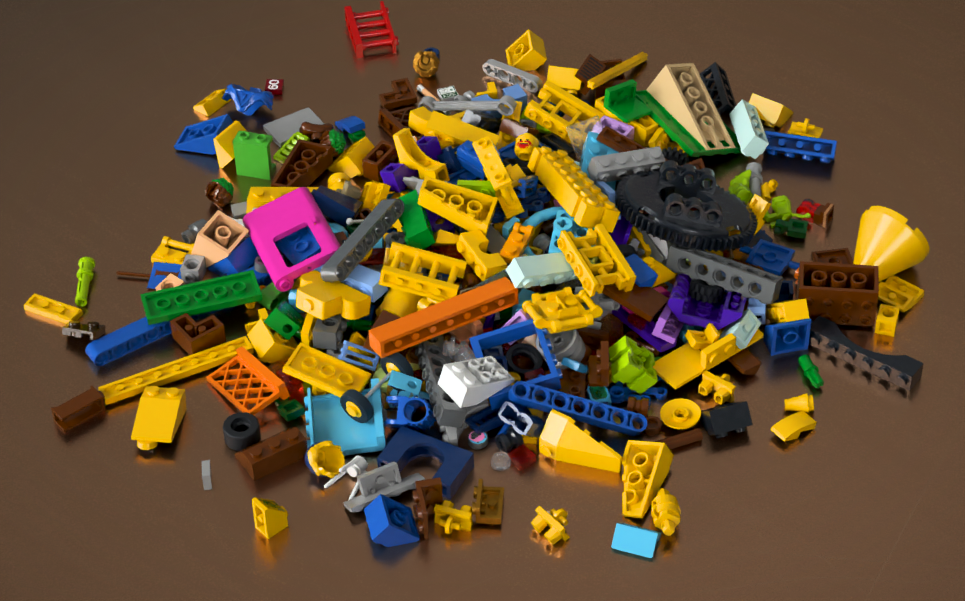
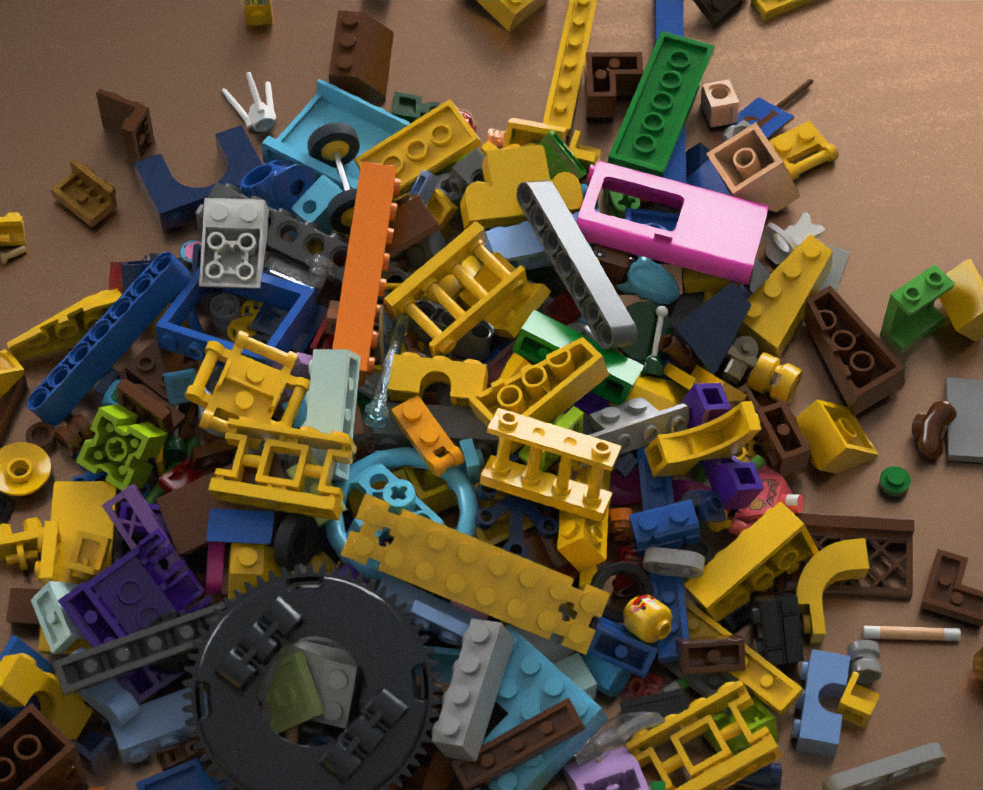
camera: 125 degrees right, 15 degrees up
(84, 275) = (826, 42): lime pin -> none
(189, 236) = (819, 189): dark grey piece -> none
(220, 192) = (877, 246): reddish brown piece -> none
(241, 422) = (416, 59): black tyre -> none
(259, 374) = (484, 102): orange fence -> none
(288, 146) = (921, 404): lime slope -> none
(324, 459) = (292, 85): yellow hair -> none
(335, 140) = (886, 427): green piece -> none
(350, 124) = (921, 478): blue slope -> none
(384, 481) = (201, 119): light grey bracket -> none
(390, 522) = (154, 89): blue slope -> none
(447, 93) = (909, 659): tile -> none
(452, 518) = (100, 150): yellow hips -> none
(473, 105) = (776, 661): light grey piece -> none
(500, 461) = (136, 248): clear plate -> none
(525, 185) = (541, 539): blue tile -> none

